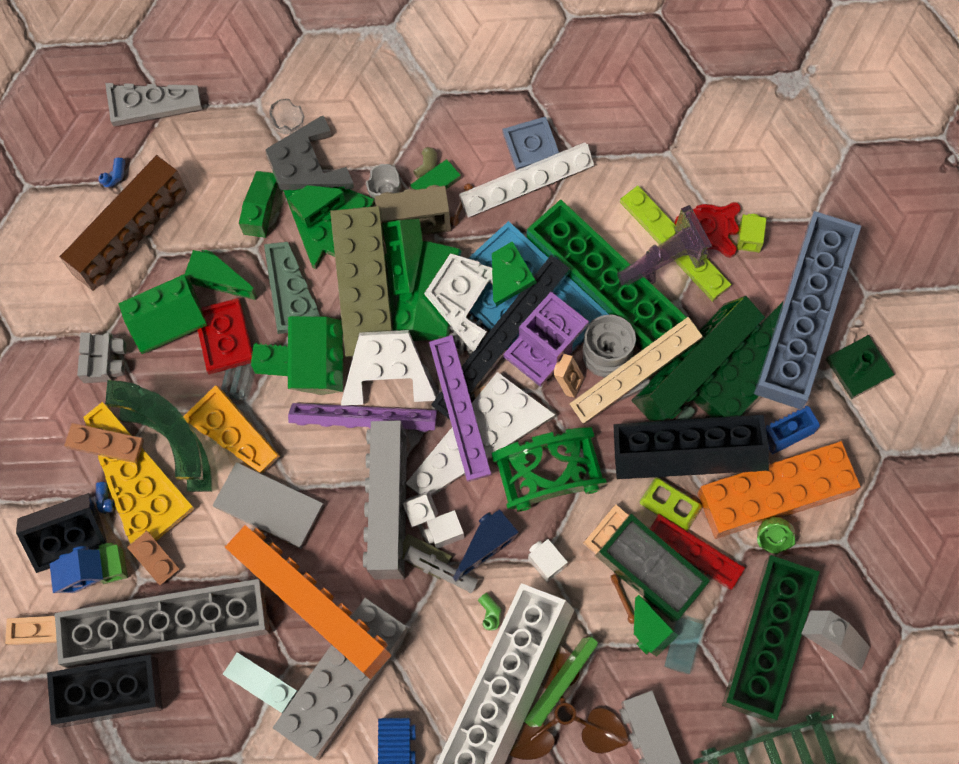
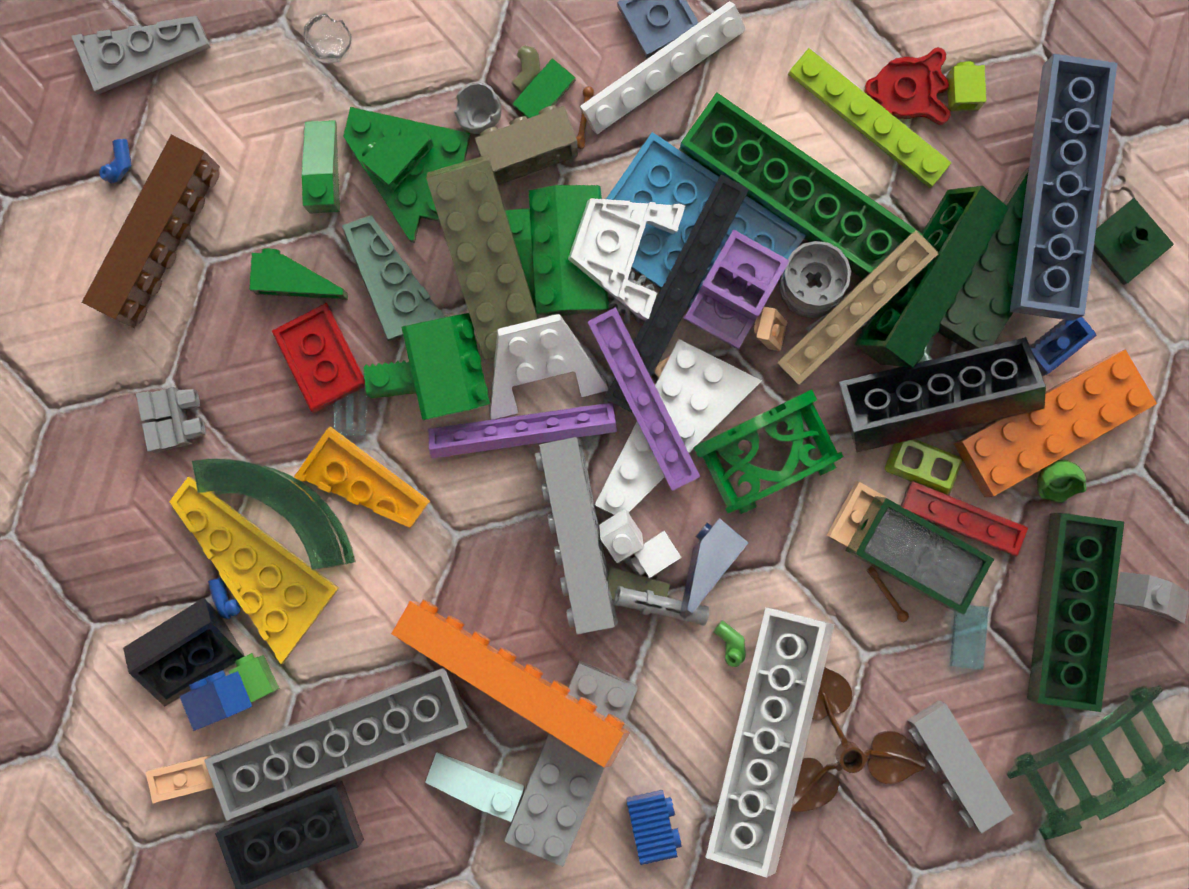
camera: 15 degrees left, 15 degrees up
(104, 443) = (205, 531): nougat plate -> none
(153, 557) = (305, 661): nougat plate -> none
(163, 314) = (235, 346): green slope -> none
(268, 505) = (429, 565): light grey tile -> none
(296, 163) = (358, 105): dark grey wing -> none
(403, 251) = (530, 210): green slope -> none
(509, 273) = (671, 210): green wing -> none
(546, 559) = (788, 567): white brick -> none
(561, 682) = (835, 714): bright green tile -> none
(651, 629) = (929, 626): green slope -> none
(688, 240) = (893, 119): piece -> none

